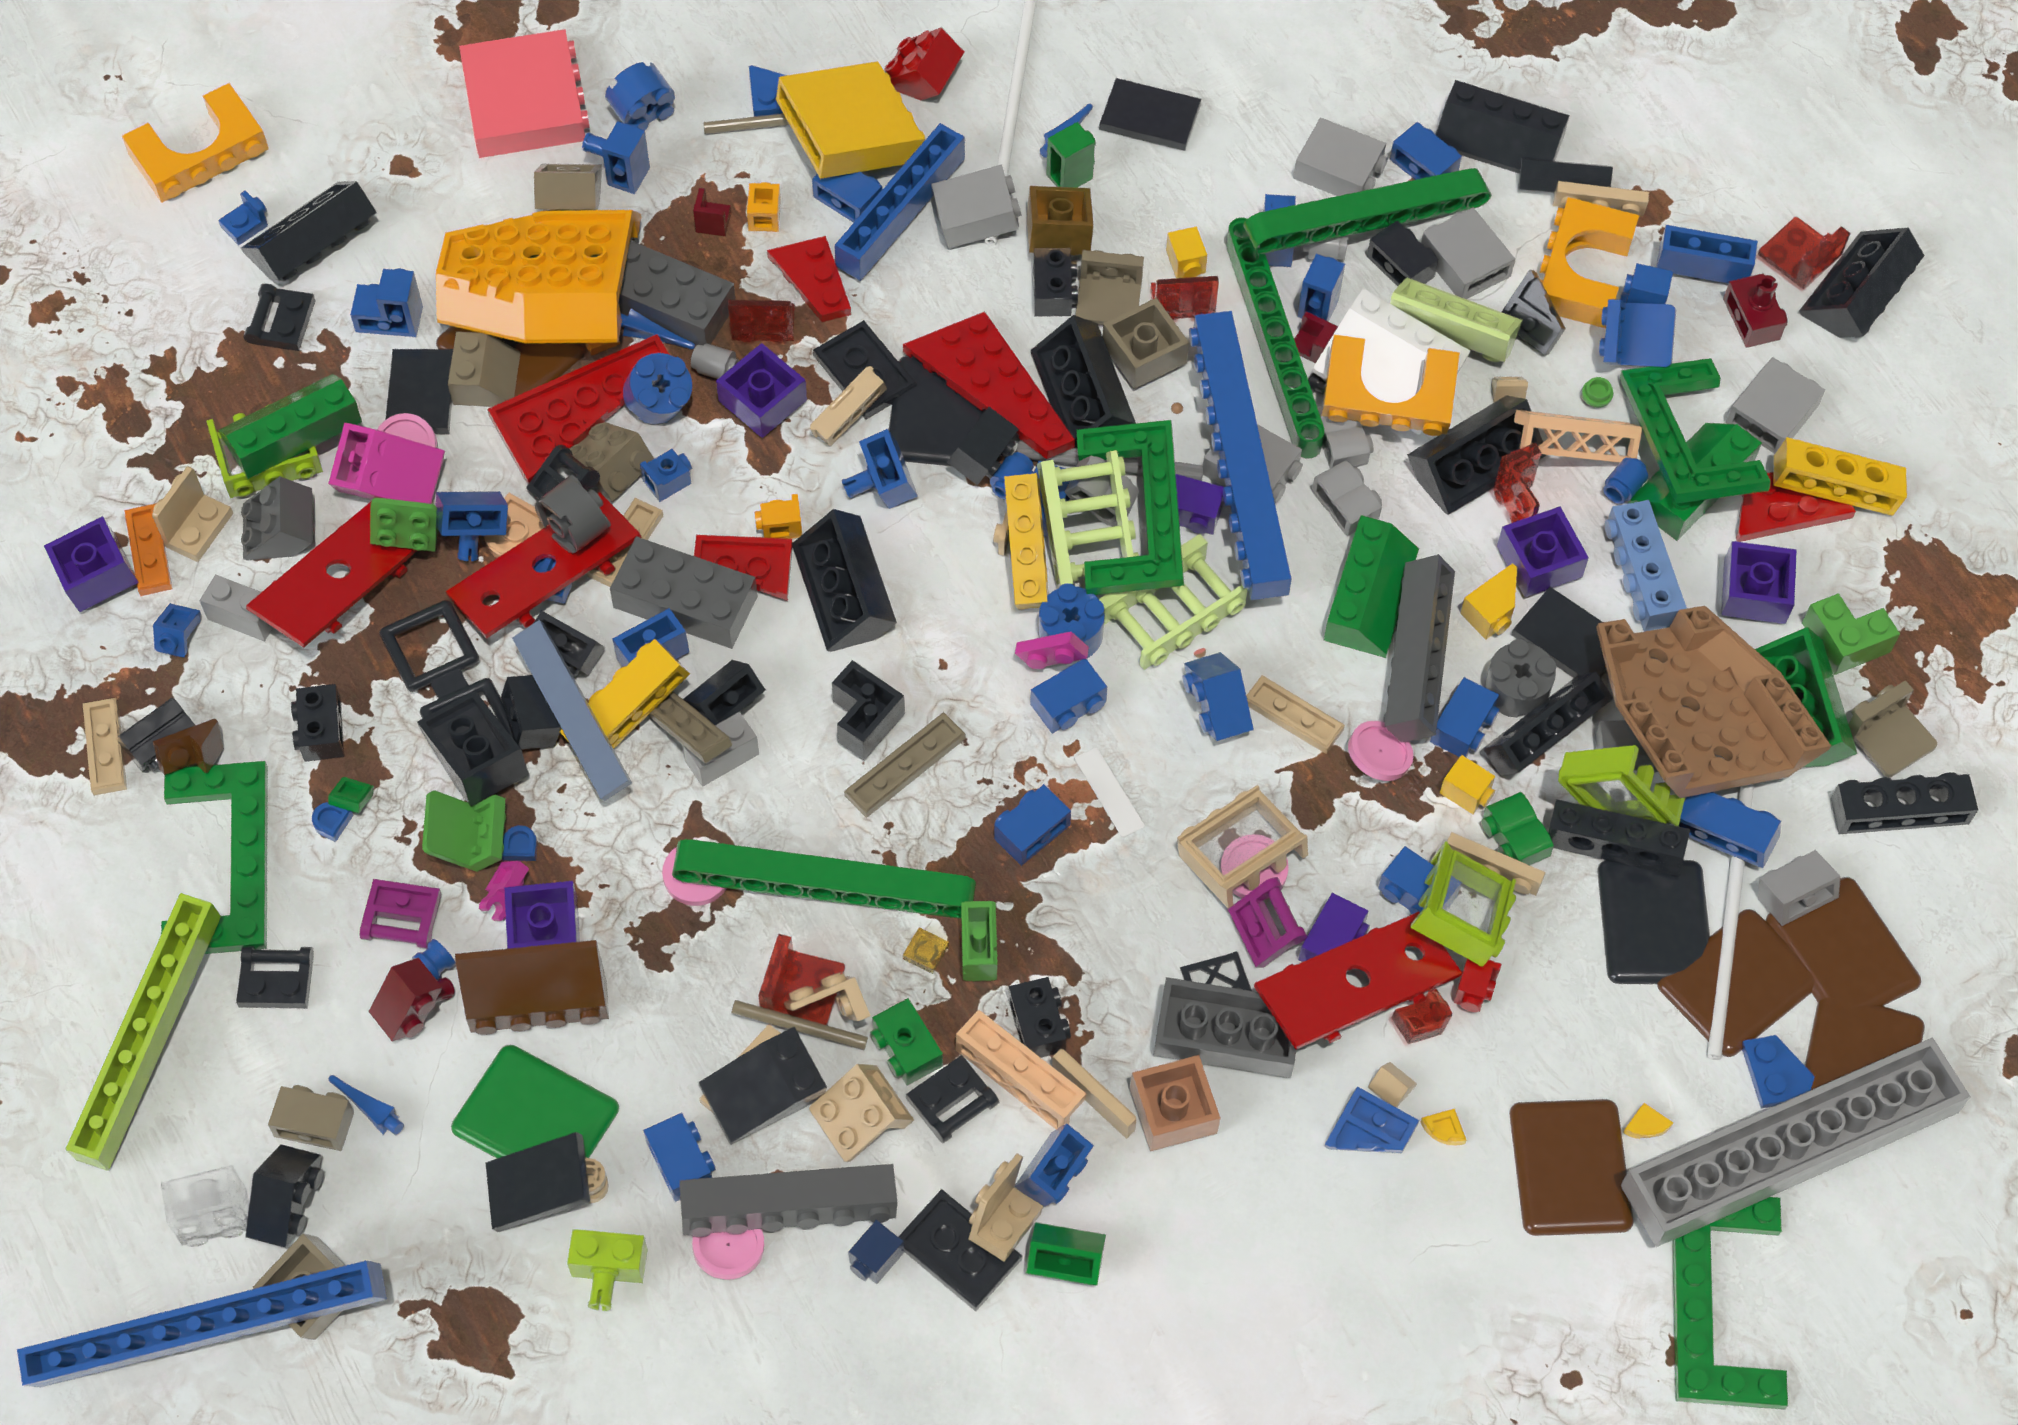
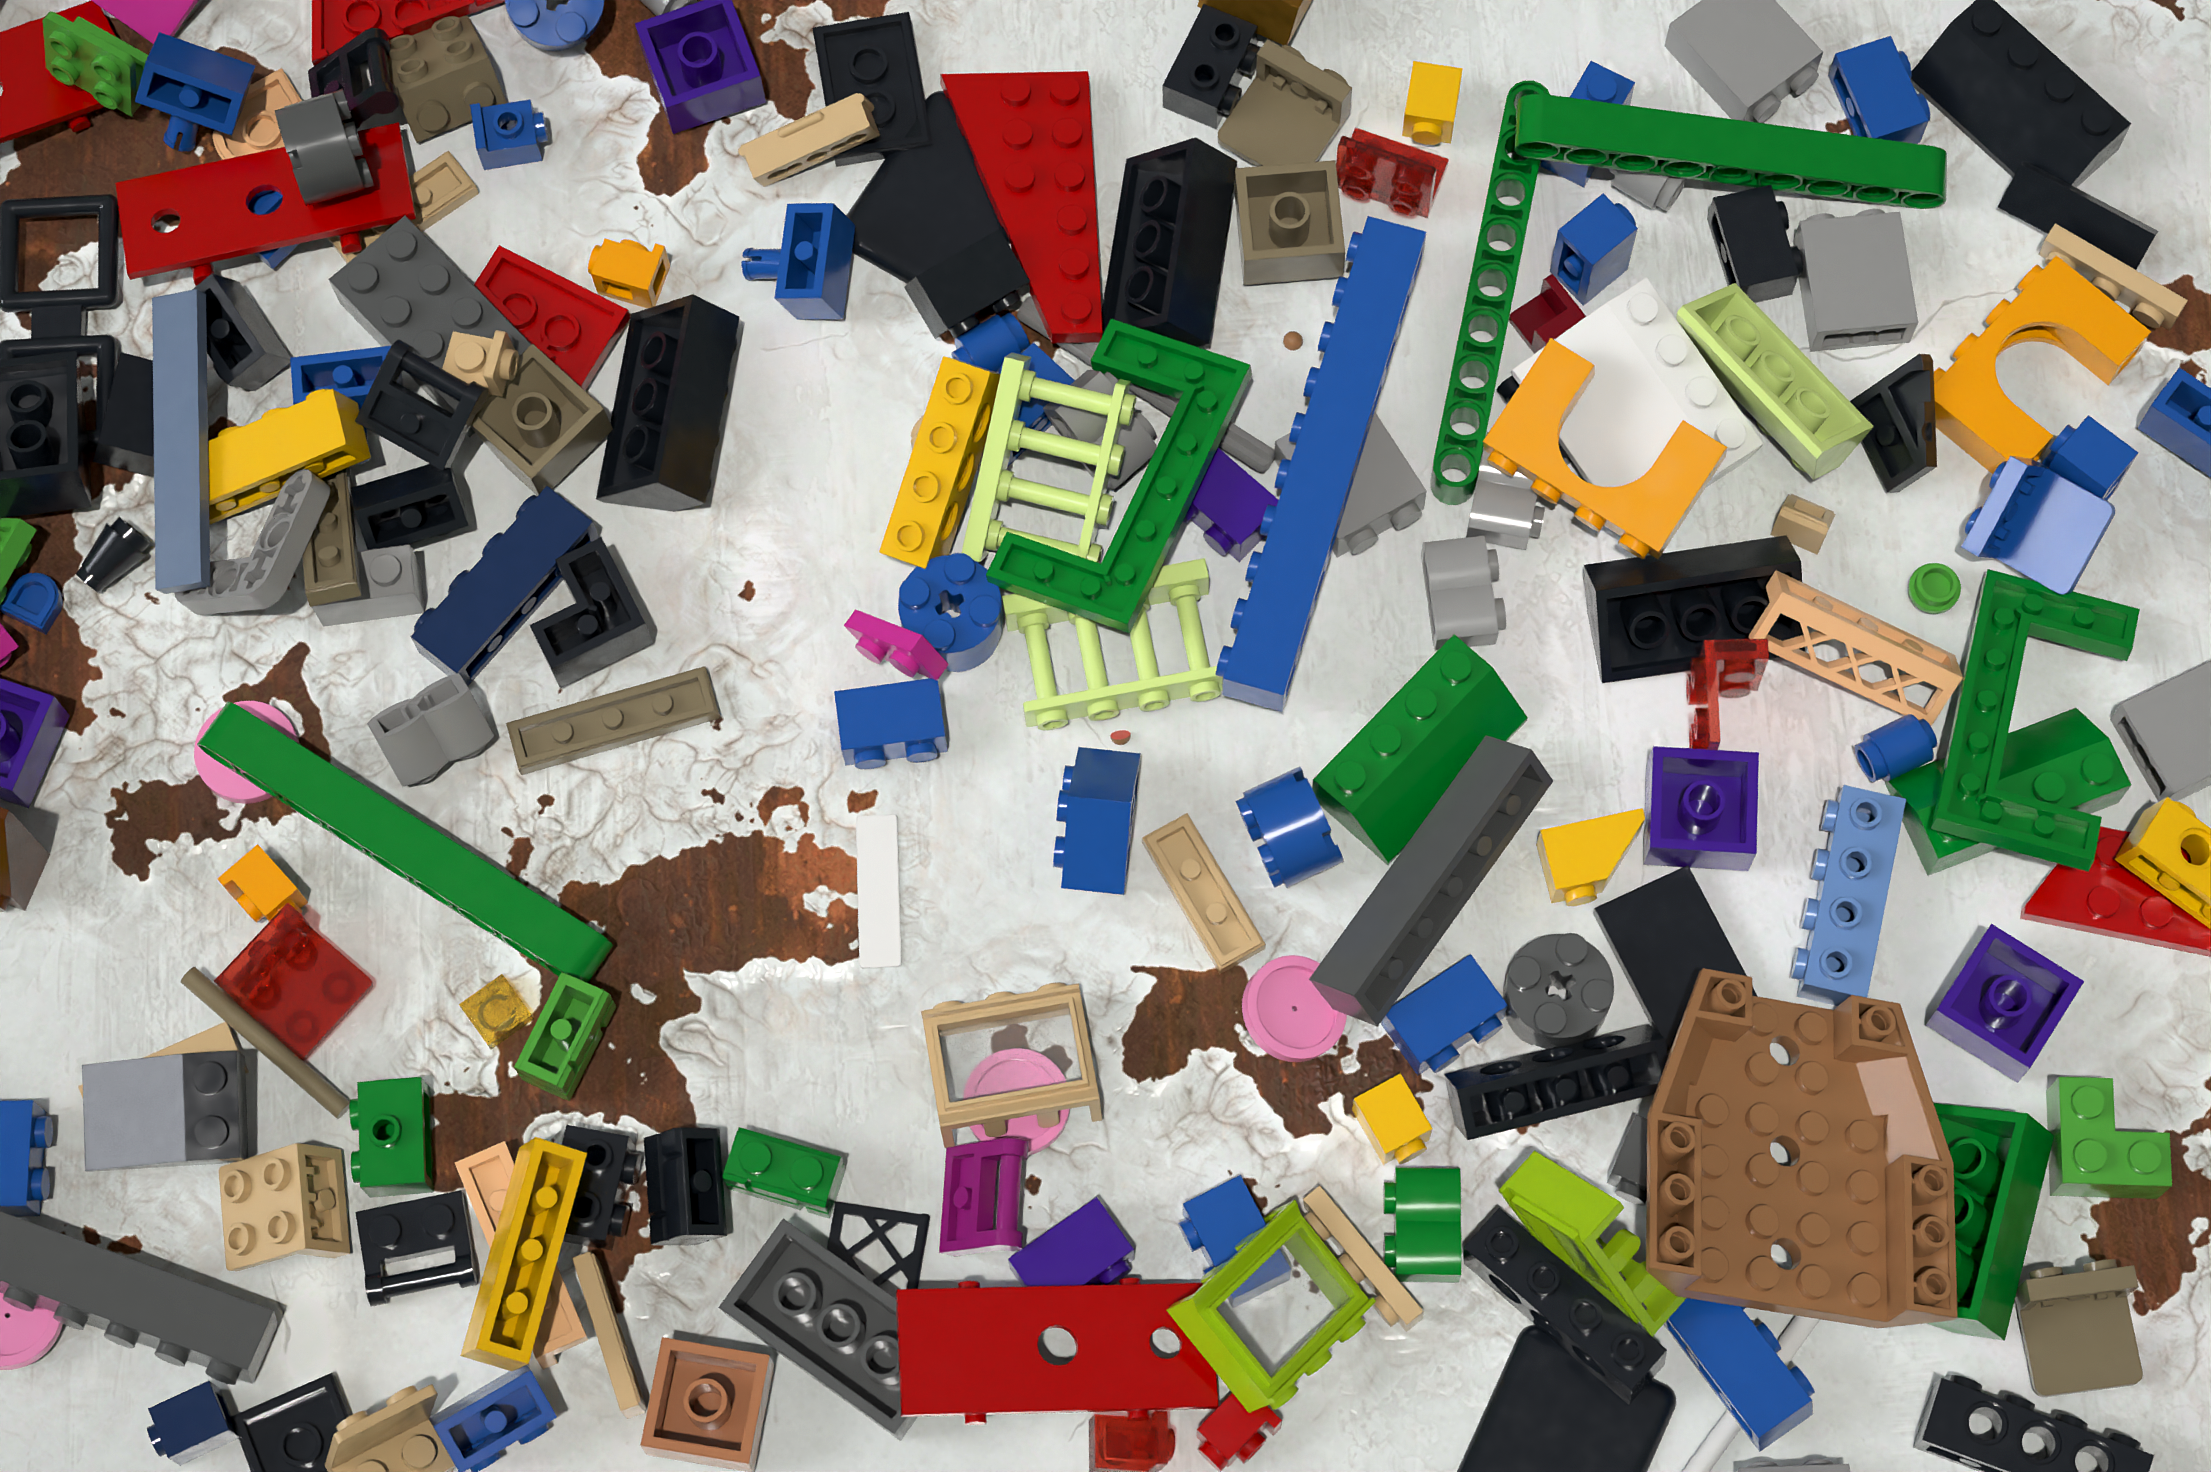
camera: 30 degrees right, 10 degrees up
(555, 796) = (112, 554): none -> black cone
(666, 757) = (266, 574): none -> light grey beam
(705, 640) = (412, 419): none -> black plate
(730, 593) = (482, 360): none -> tan bracket
(751, 939) = (261, 886): none -> light orange brick
(775, 617) = (541, 422): none -> dark tan slope
(802, 717) = (503, 587): none -> dark blue brick
(805, 809) = (431, 730): none -> light grey brick
(849, 1001) = (338, 1022): tan bracket -> none
(1032, 824) = (735, 893): blue brick -> none
(1032, 1058) = (523, 1254): none -> yellow brick
(1094, 991) = (685, 1186): none -> black brick
(1145, 960) = (784, 1172): none -> green brick
(1327, 654) = (1292, 828): none -> blue brick

